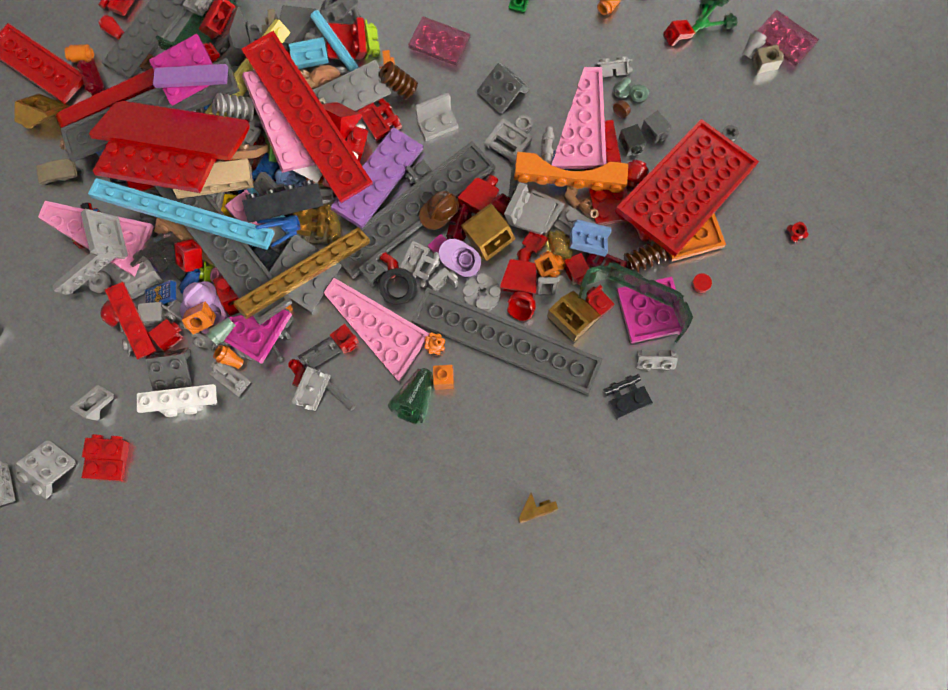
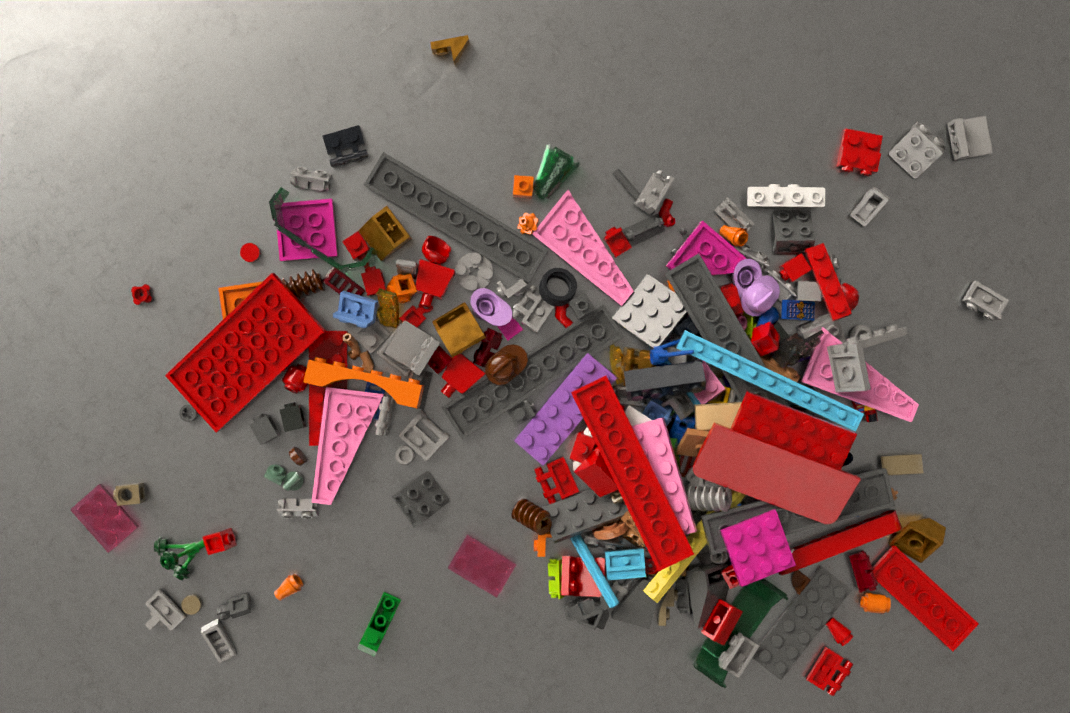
camera: 175 degrees left, 15 degrees up
(190, 76) = (750, 532): medium lavender tile -> none
(202, 312) = (759, 273): orange brick -> none
(220, 331) = (738, 256): sand green cone -> none
(301, 273) = (651, 304): pearl gold tile -> none
(435, 116) = (496, 469): light grey bracket -> none
(755, 41) = (141, 513): light grey cone -> none

